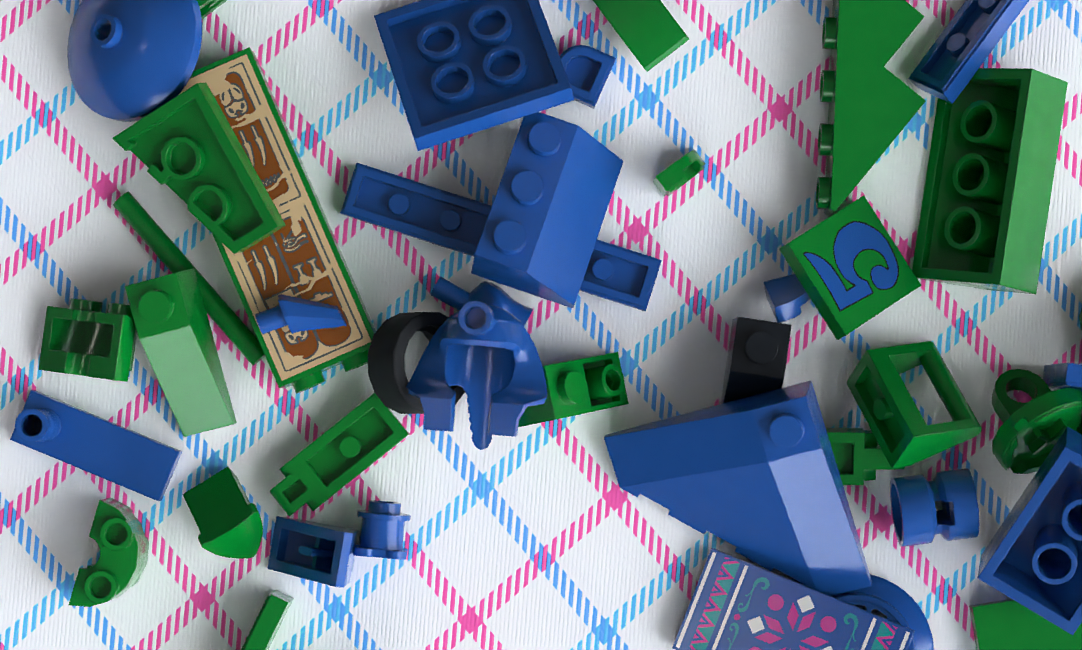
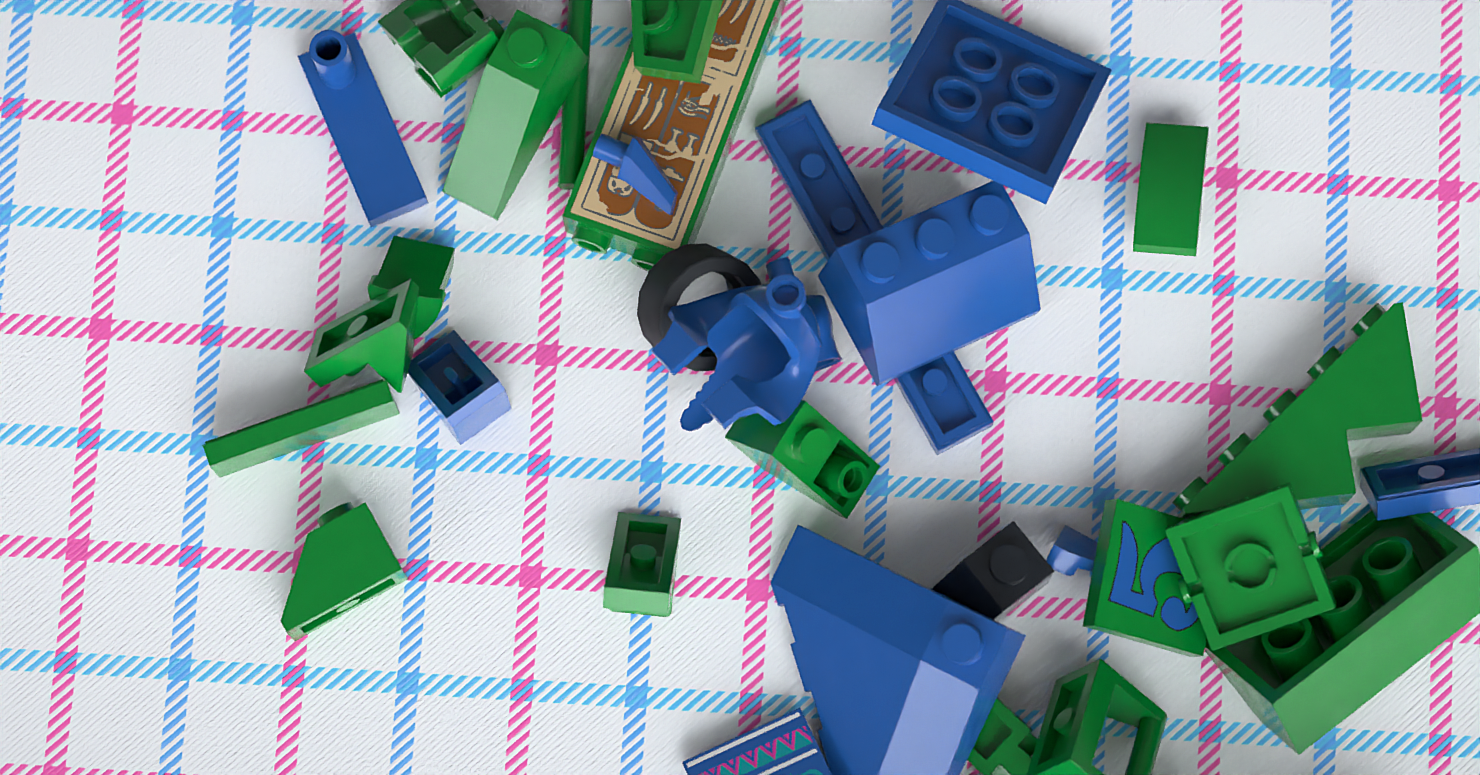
camera: 45 degrees right, 10 degrees down
(121, 555) = (291, 235): green cylinder -> none
(231, 576) = (371, 334): none -> green slope
(338, 456) = (555, 326): green hinge -> none
(382, 531) = (531, 422): blue brick -> none
(535, 554) = (642, 565): none -> green slope
(587, 72) = (1077, 206): blue tile -> none
(679, 173) = (1079, 361): green tile -> none
(905, 207) = (1250, 566): none -> green plate

